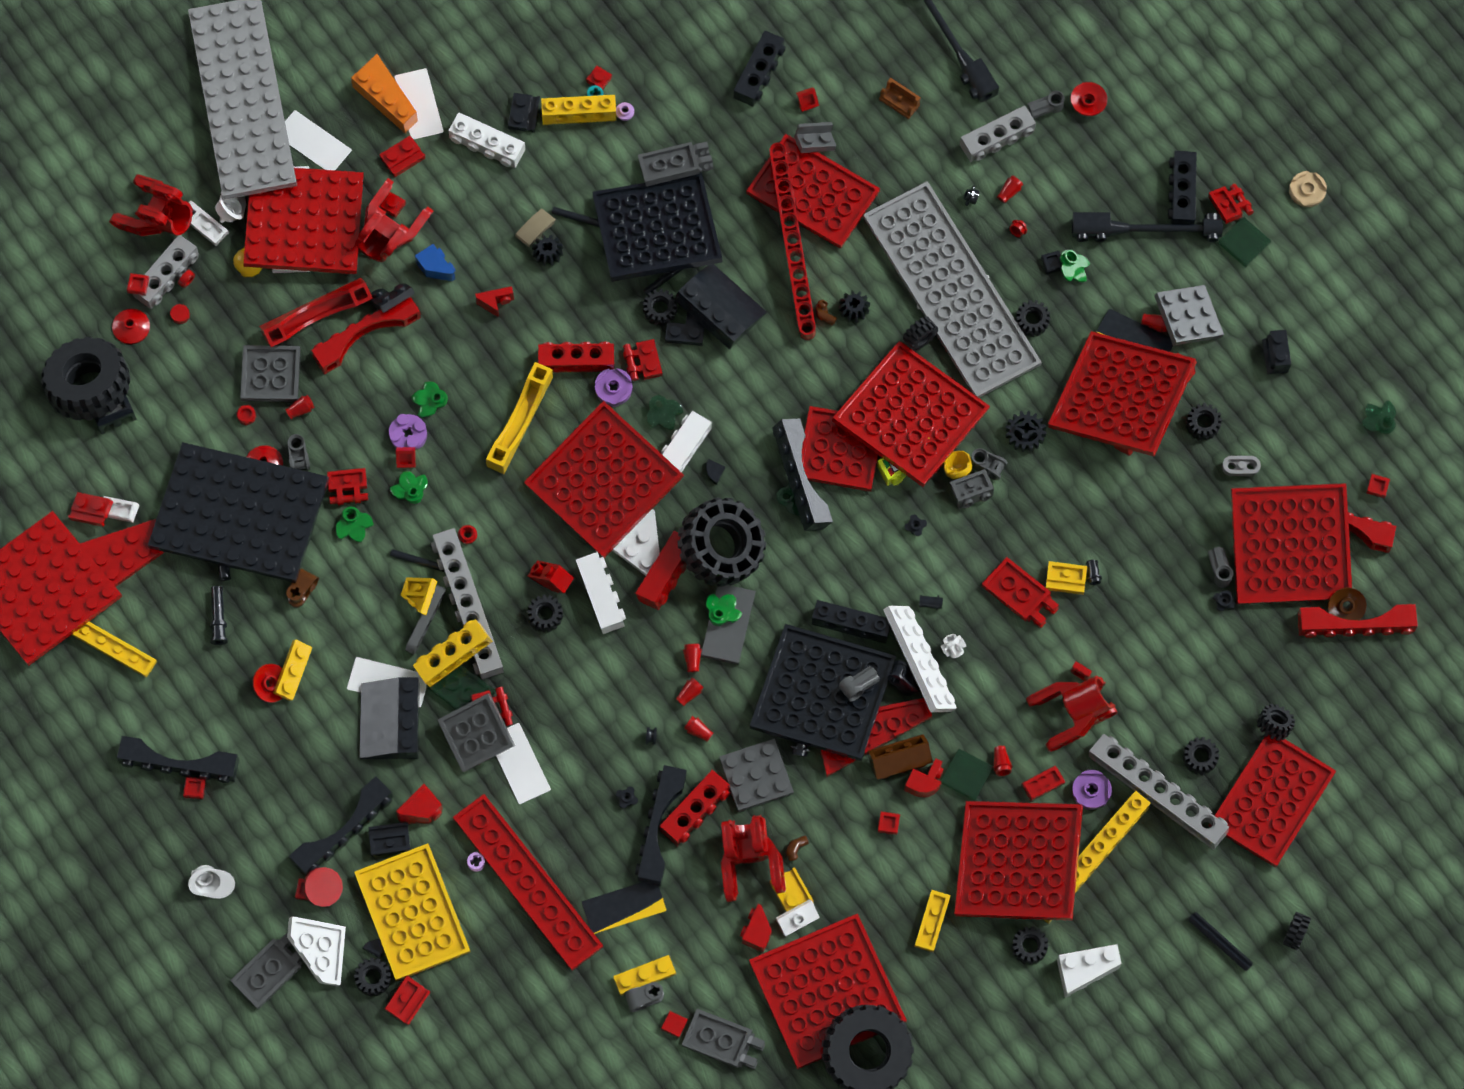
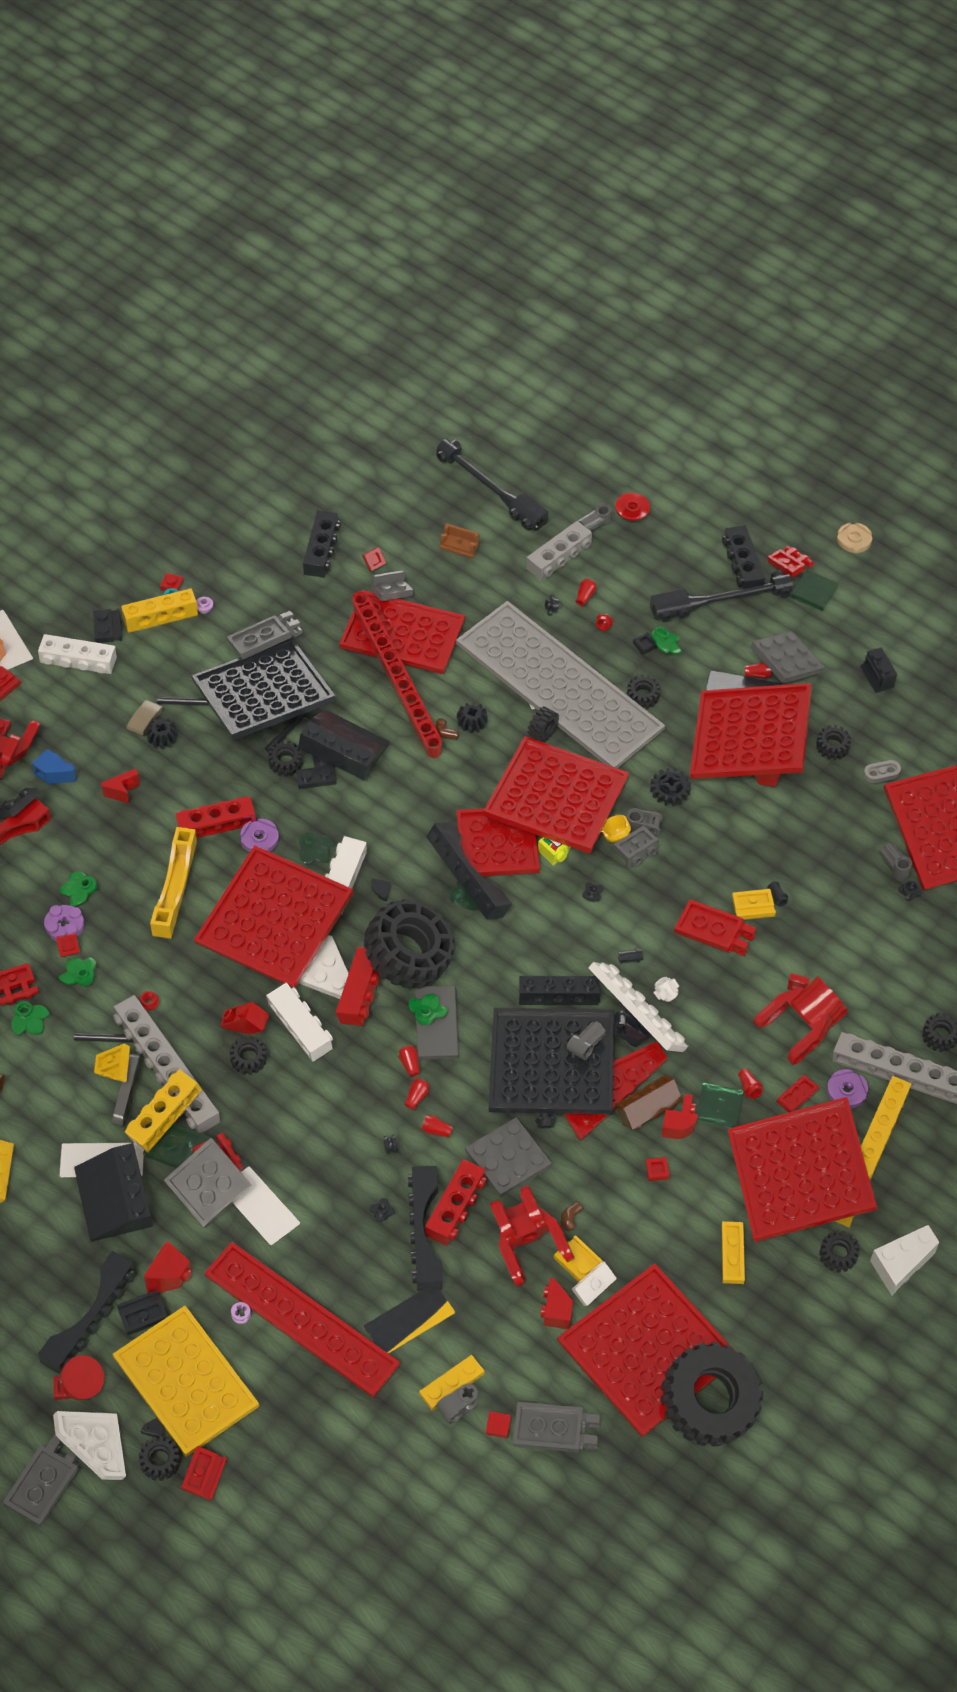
camera: 15 degrees left, 15 degrees down
(648, 359) = (287, 806): red plate -> none

